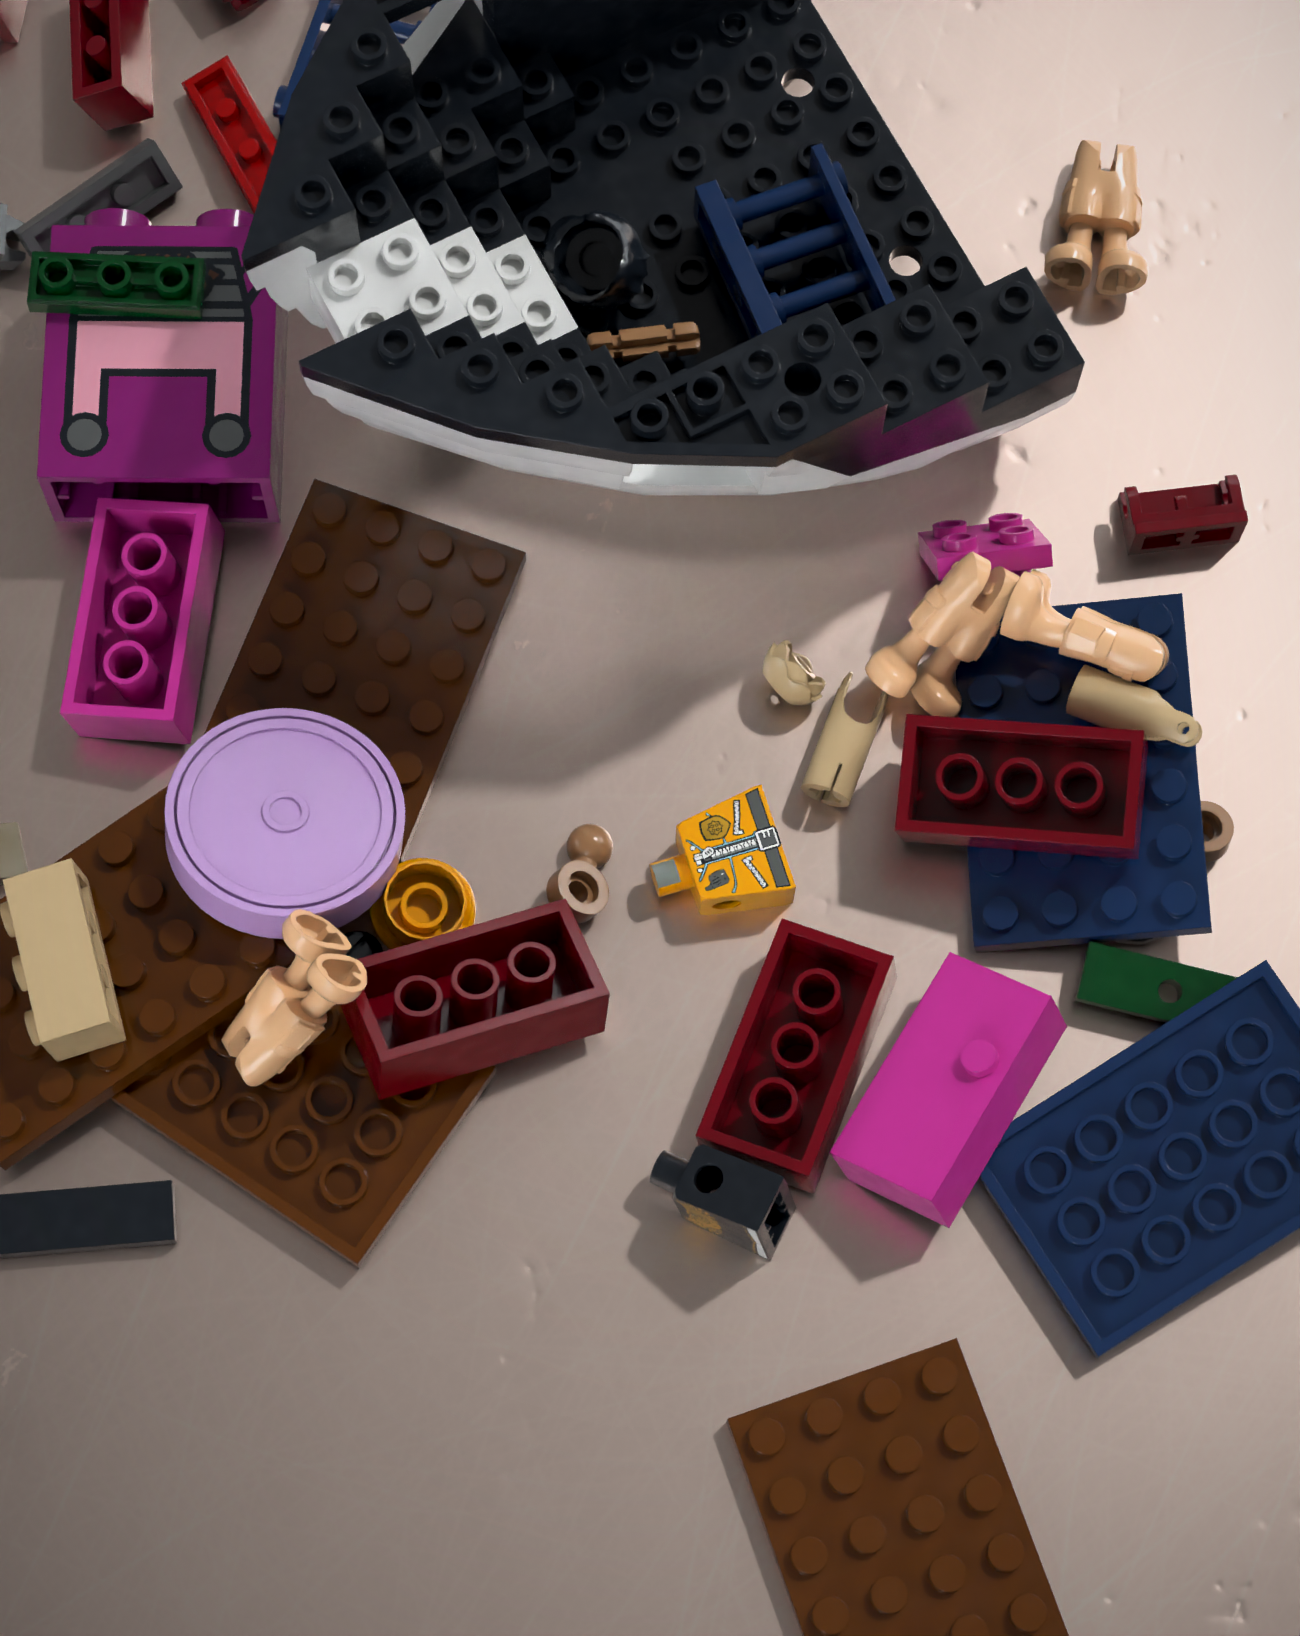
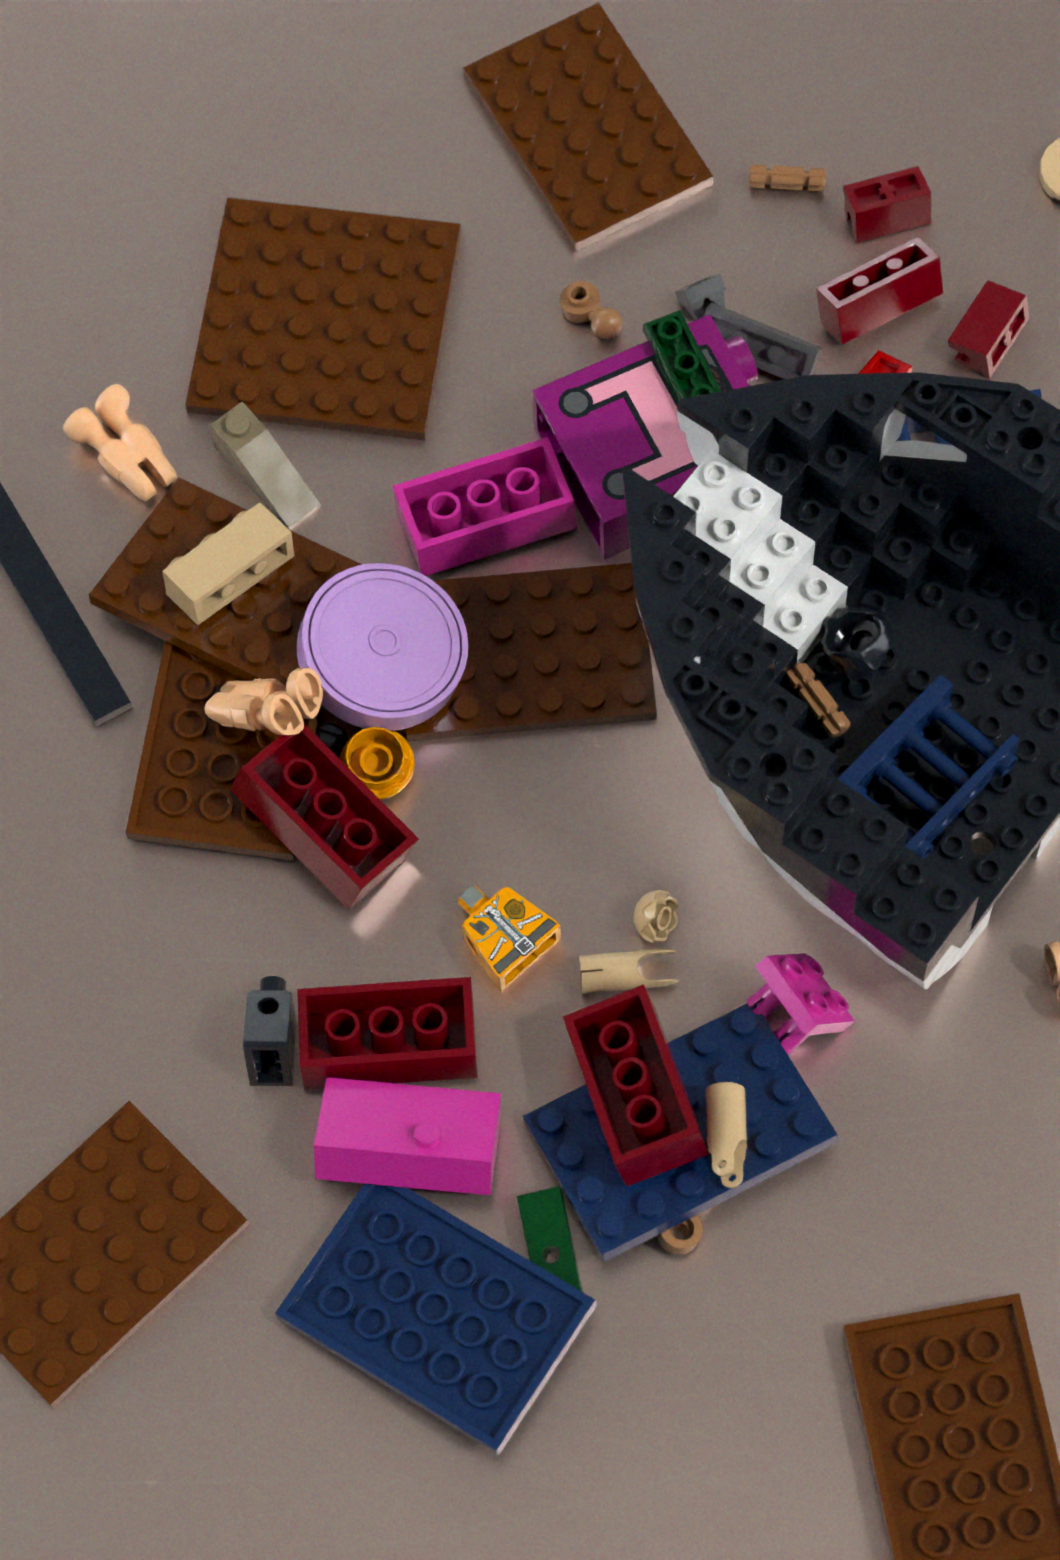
camera: 70 degrees right, 5 degrees down
(588, 850) = (471, 847): medium nougat plate -> none
(957, 619) = (733, 988): light nougat piece -> none
(1085, 637) = (764, 1083): light nougat piece -> none
(1182, 516) = (909, 1119): dark red hinge -> none

